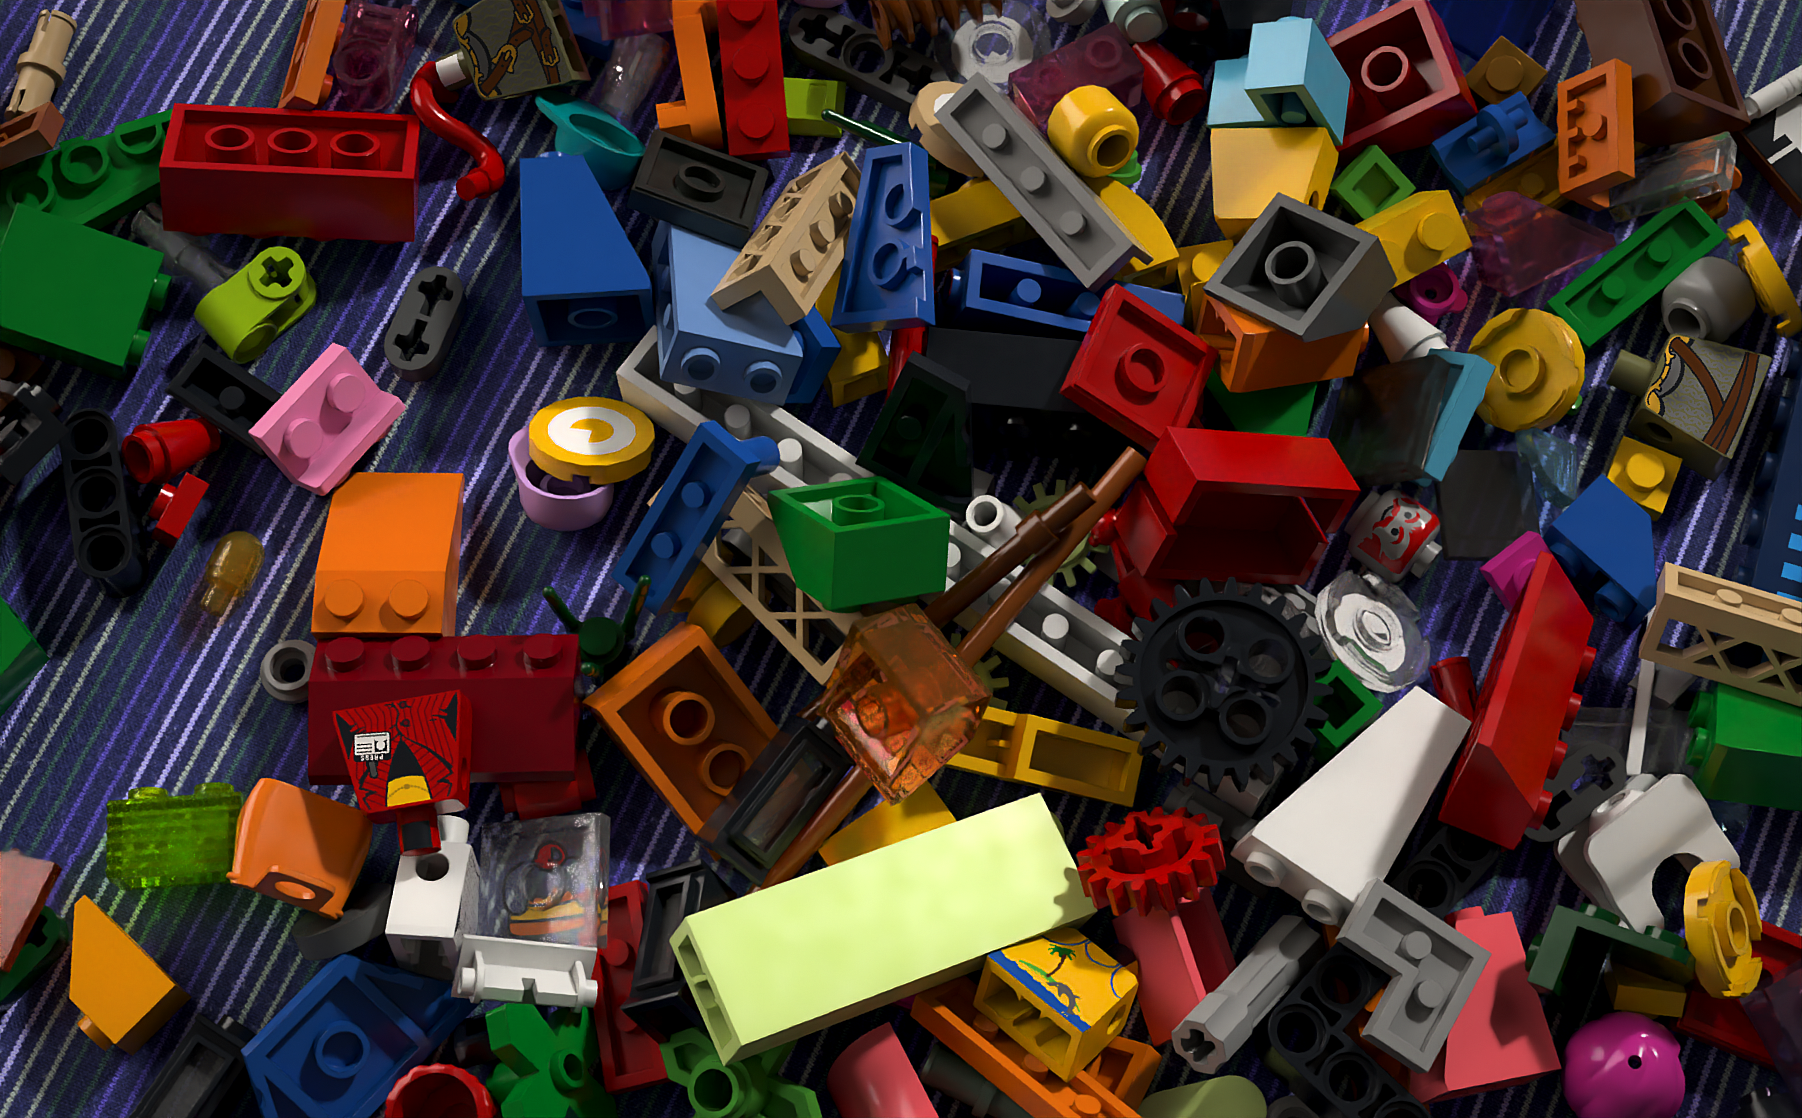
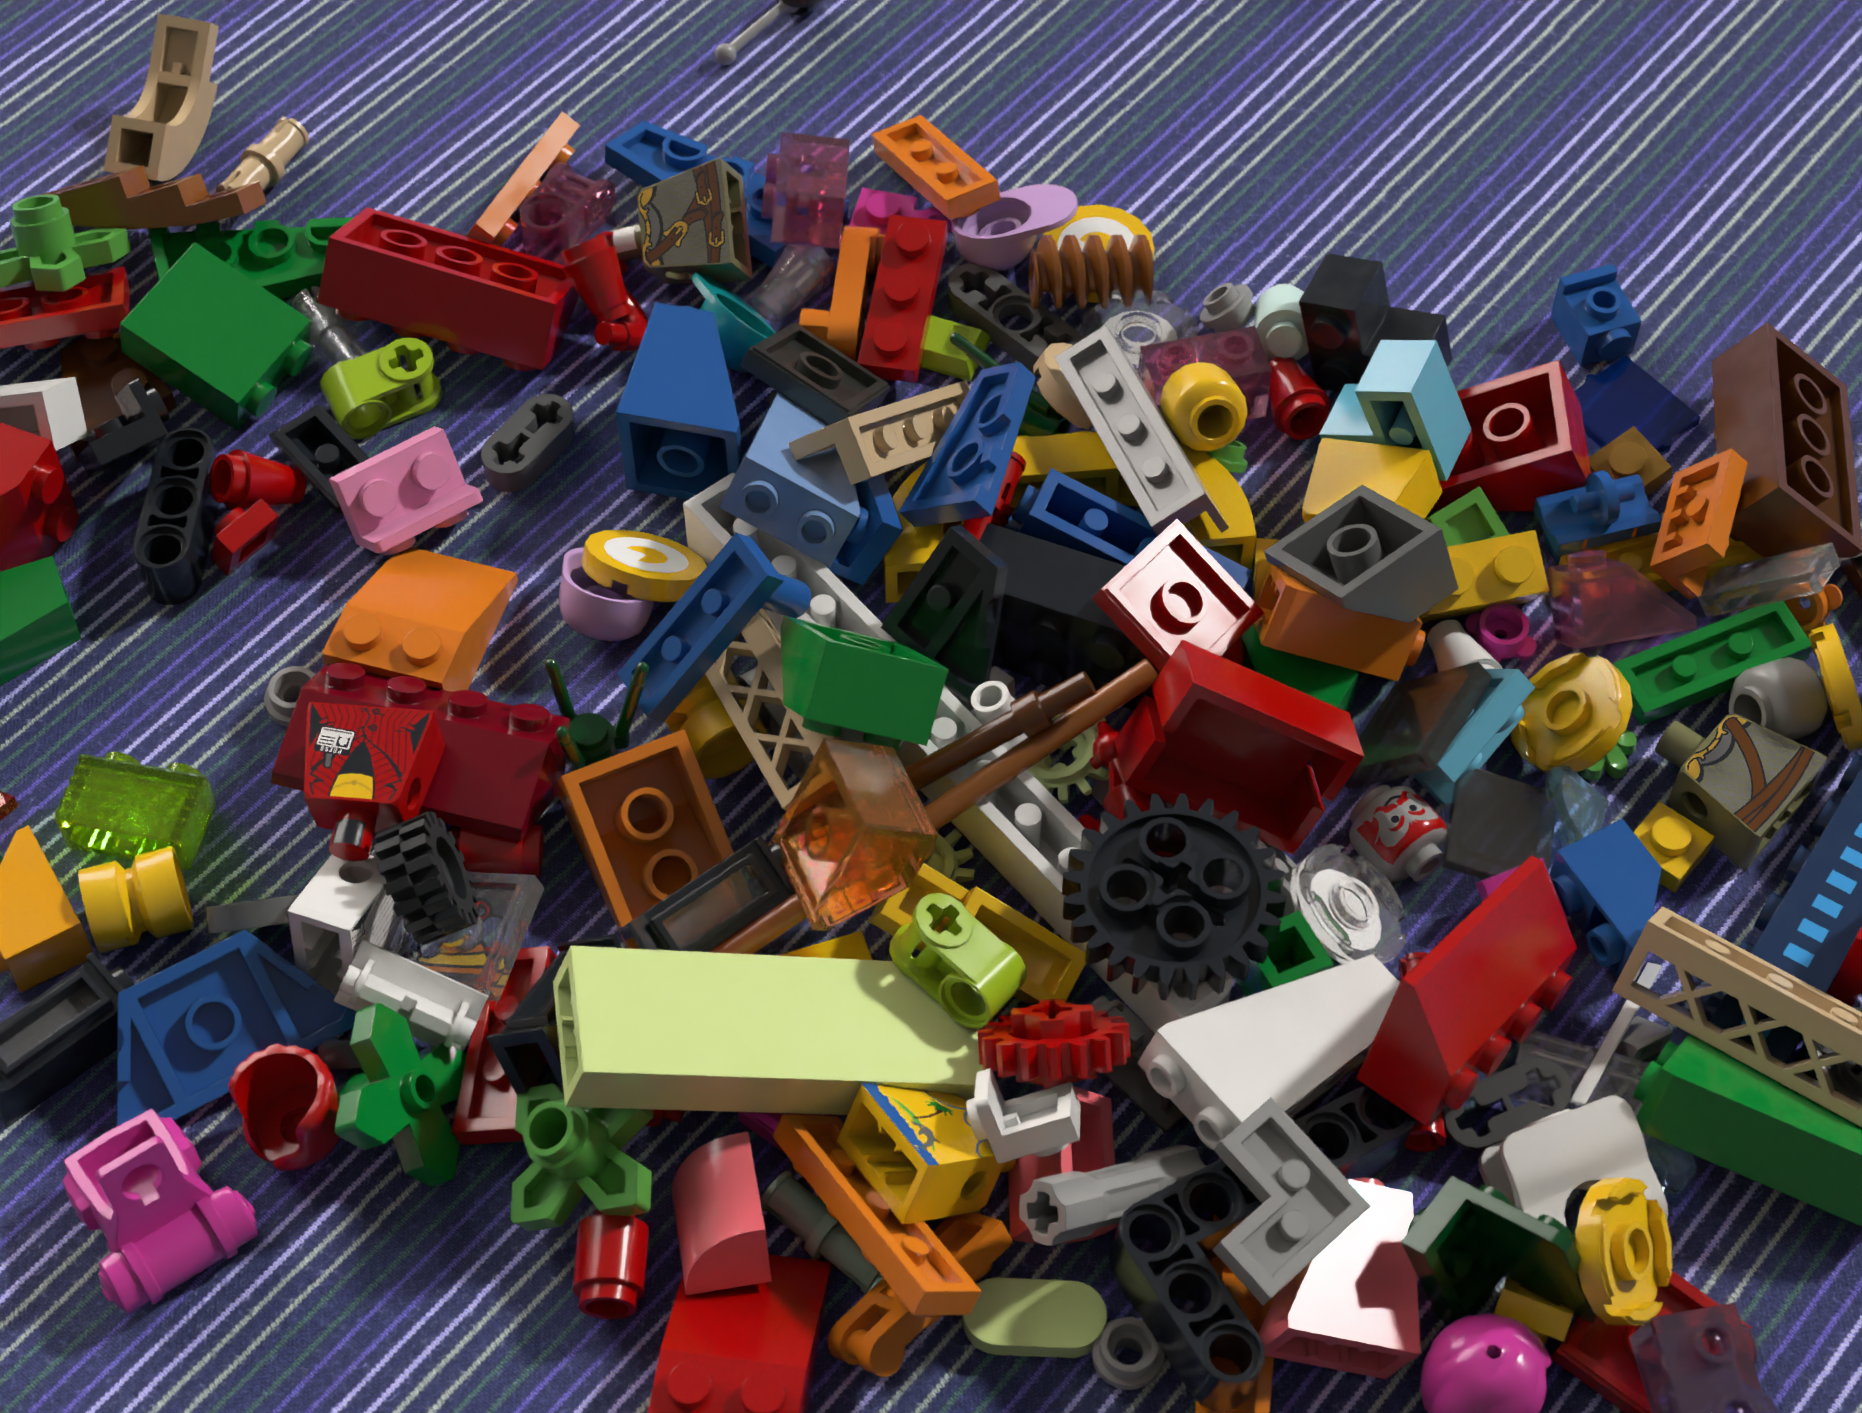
camera: 15 degrees right, 15 degrees down
(209, 942) = (135, 899): none -> yellow wheel
(231, 570) = (273, 600): clear yellow cylinder -> none
(299, 847) = (238, 828): orange piece -> none
(440, 128) = (597, 278): none -> red cone
(503, 854) = (426, 878): none -> black tyre
(1042, 805) = (962, 965): none -> lime piece
(1149, 950) = (1024, 1125): none -> white bracket

